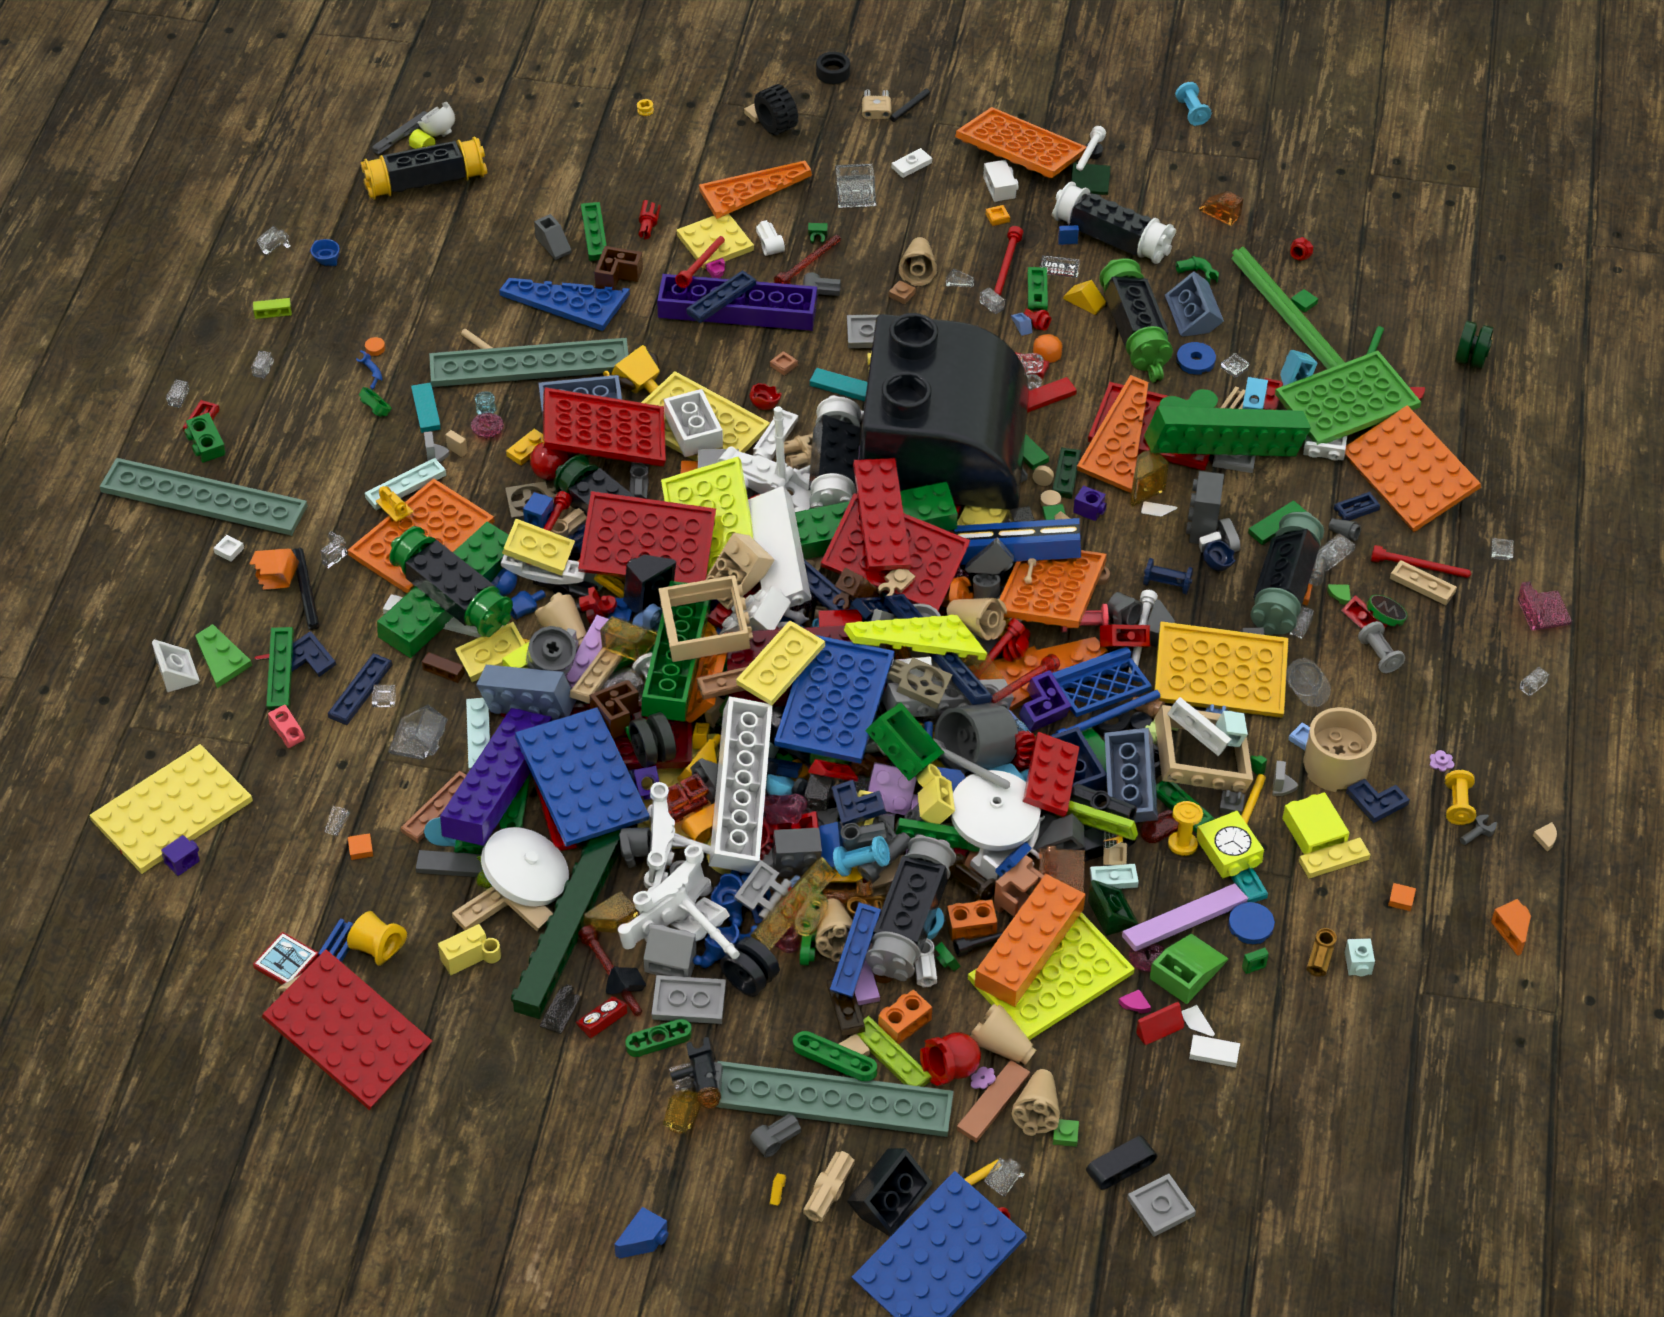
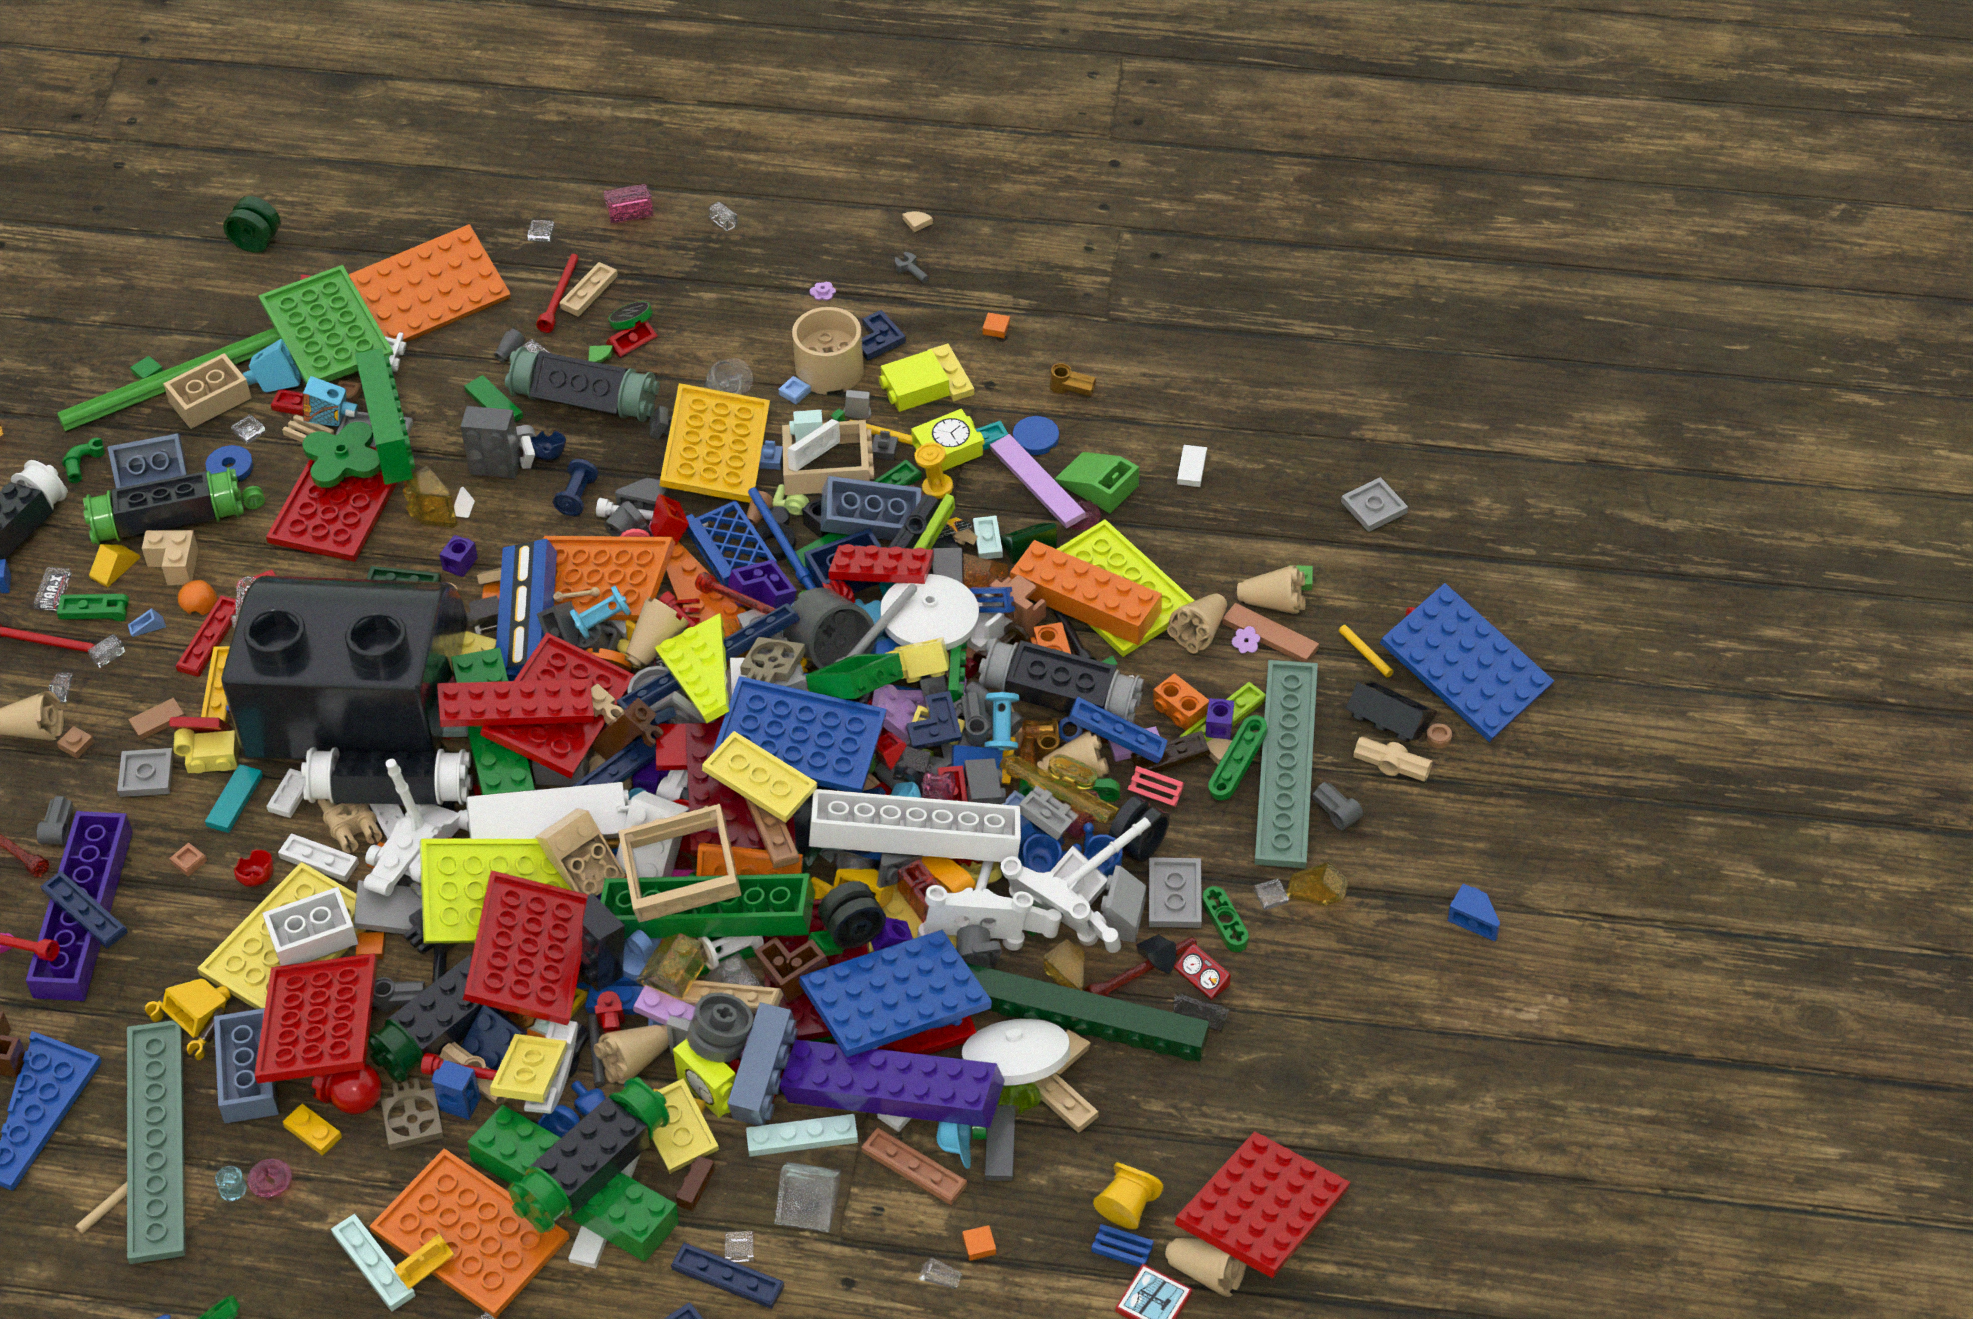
camera: 90 degrees left, 0 degrees up
(425, 407) = (225, 1257): teal tile -> none
(434, 450) = (313, 1236): light grey tile -> none
(456, 443) = (304, 1207): tan tile -> none
(468, 949) = (1130, 1106): light yellow hinge -> none
(705, 1071) = (1277, 861): black piece -> none
(778, 1184) = (1400, 802): yellow tile -> none
(808, 992) = (1136, 779): none -> coral tile
(860, 1233) = (1439, 735): none -> medium nougat tile
(875, 1032) = (1219, 718): none -> dark purple brick
(950, 1057) = (1237, 656): red tile -> none
(989, 569) = (599, 612): none -> medium azure hose
(1004, 1175) = (1359, 620): clear bracket -> none
(1040, 319) = (152, 599): red piece -> none
(1050, 511) = (470, 590): green tile -> none
(1088, 330) = (174, 552): none -> tan brick
(1116, 444) = (369, 524): orange wing -> none
(1121, 1162) = (1332, 532): black beam -> none
(1135, 1001) = (1140, 524): dark pink tile -> none
(1160, 1023) = (1165, 504): red slope -> none
(1196, 1020) = (1155, 480): white sticker -> none
(1255, 960) = (1086, 429): green tile -> none
(1271, 332) = (207, 390): none -> tan brick
(1301, 249) = (65, 365): red rock -> none
(1359, 509) = (478, 349): dark blue tile -> none
(1359, 957) = (1076, 353): light aqua brick -> none
(1373, 635) = (681, 321): light grey hose -> none
(1375, 340) = (232, 316): green bar -> none
(1459, 782) = (878, 272): yellow hose -> none
(1512, 923) = (1030, 245): orange slope -> none

